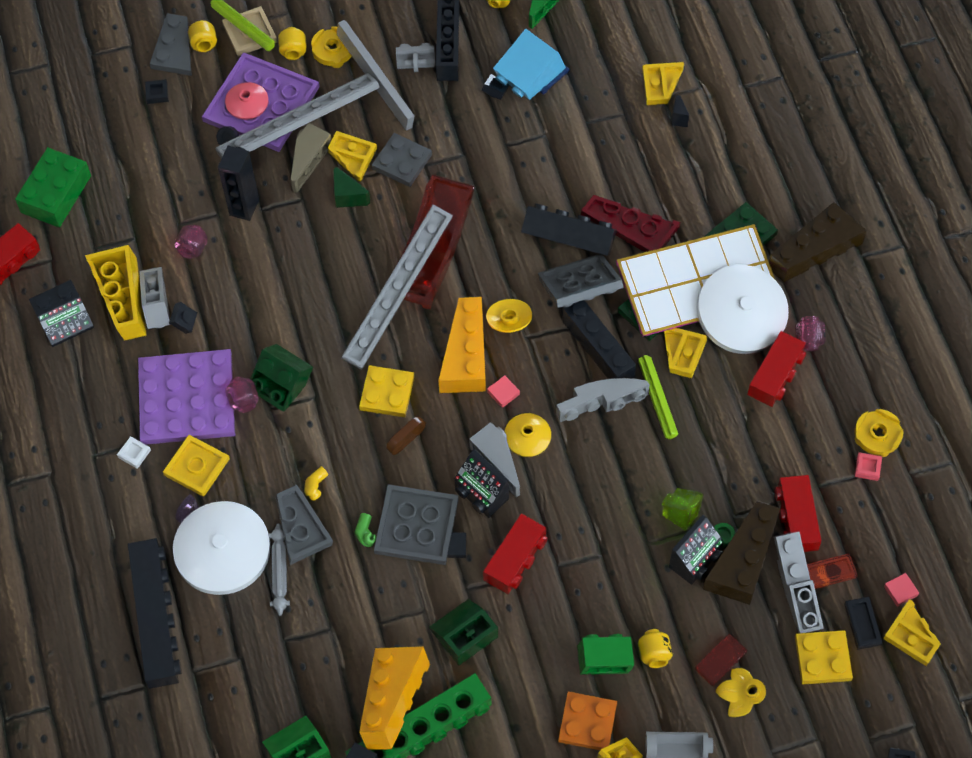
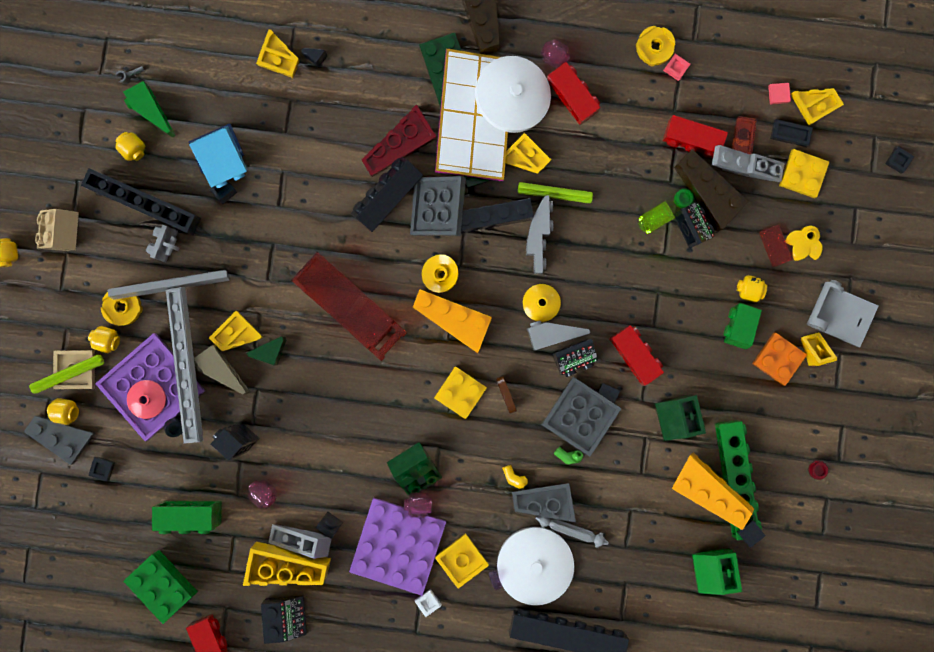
camera: 75 degrees left, 25 degrees up
(138, 179) = (186, 516): none -> green brick
(396, 287) = (380, 349): light grey tile -> none
(402, 159) = (257, 295): dark grey plate -> none
(503, 391) = (499, 305): coral tile -> none

